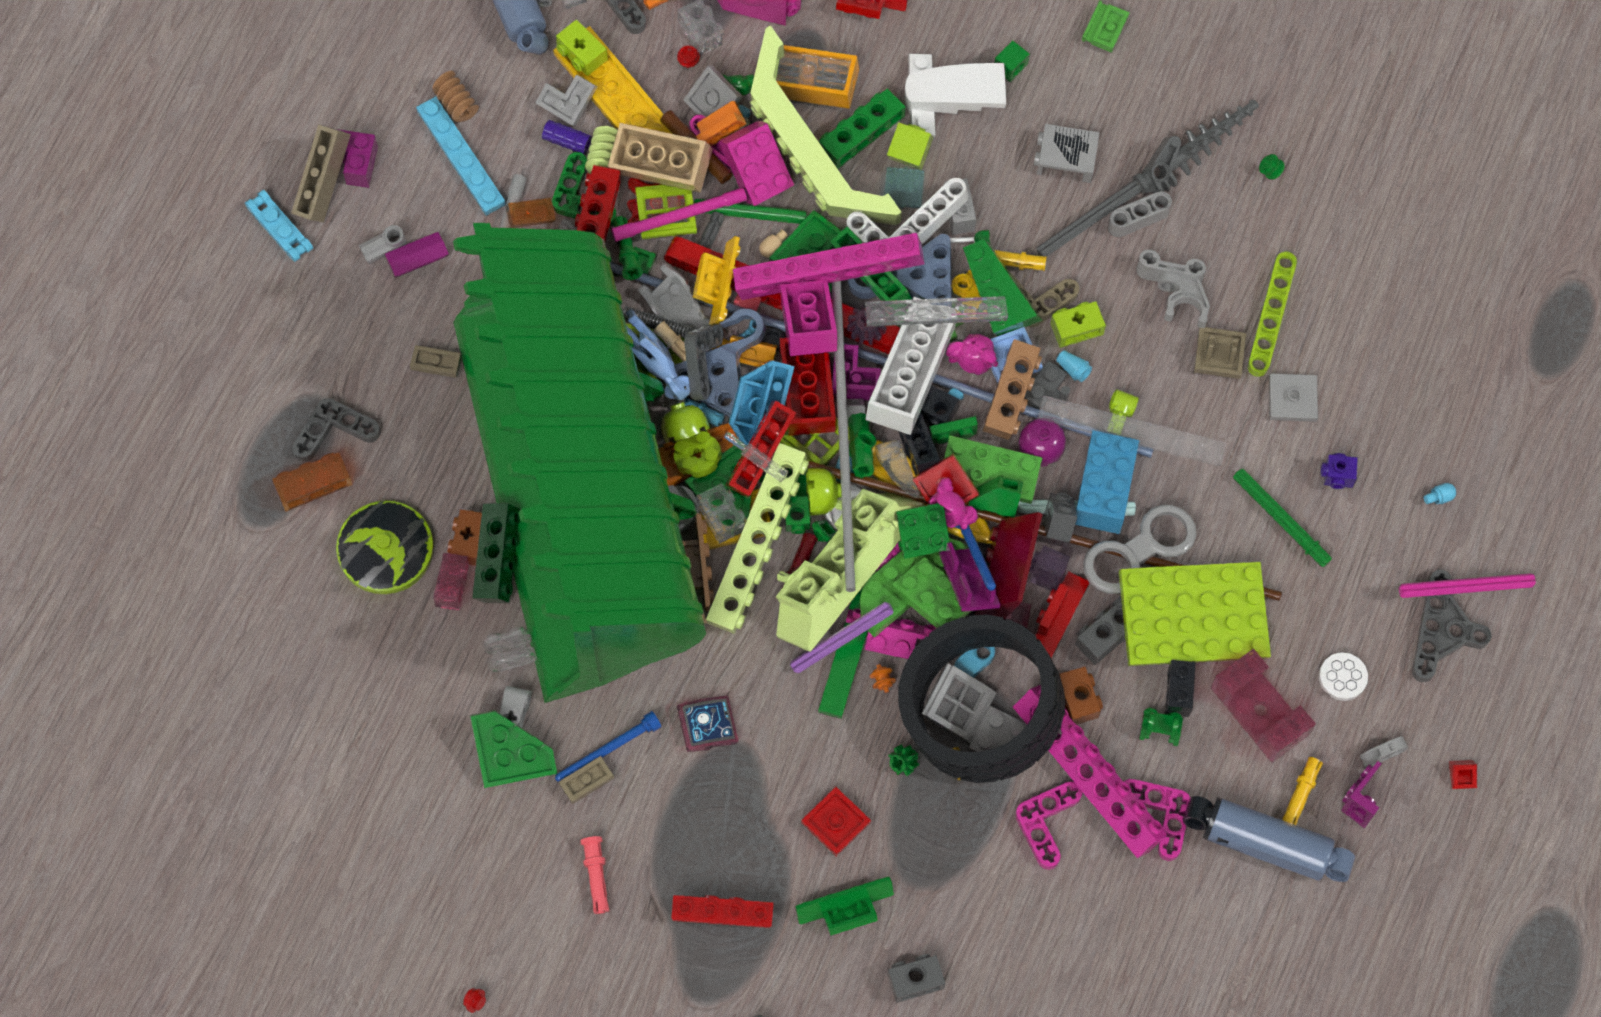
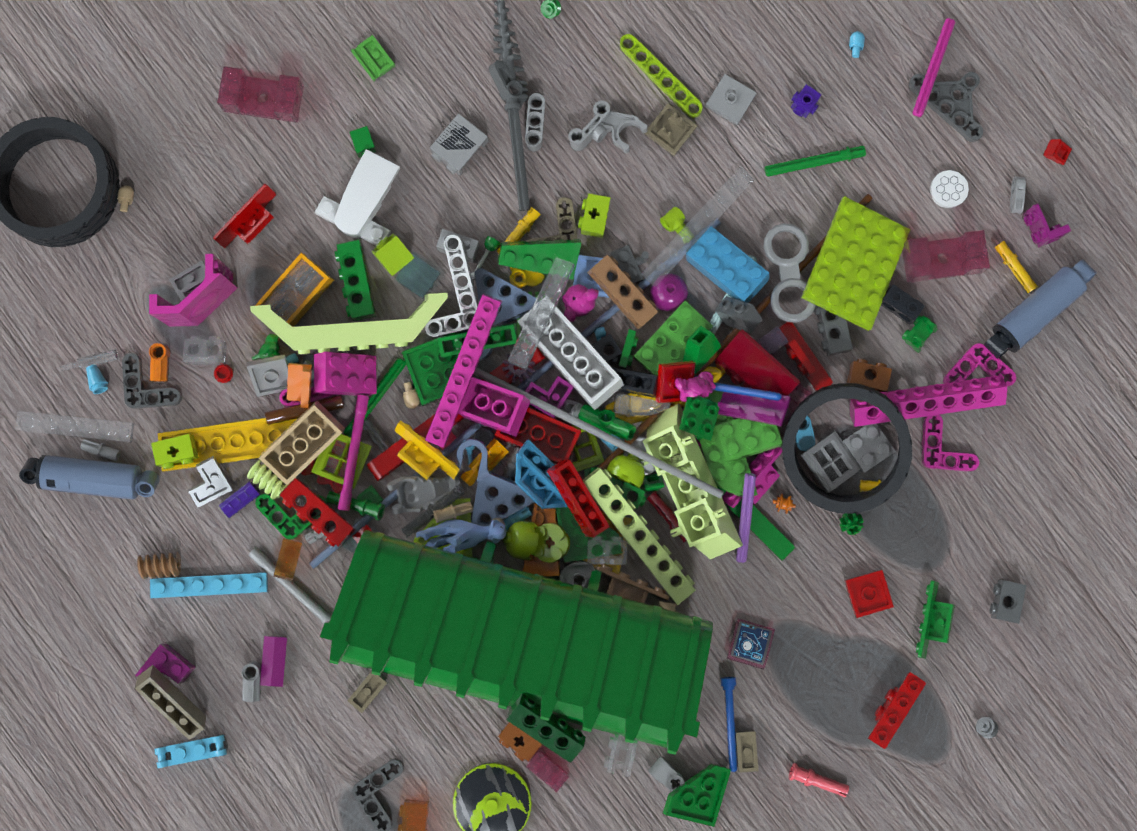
camera: 60 degrees left, 15 degrees up
(696, 344) = (472, 501): dark grey beam -> none
(758, 458) = (589, 505): clear axle -> none
(1075, 366) = (625, 236): medium azure cone -> none

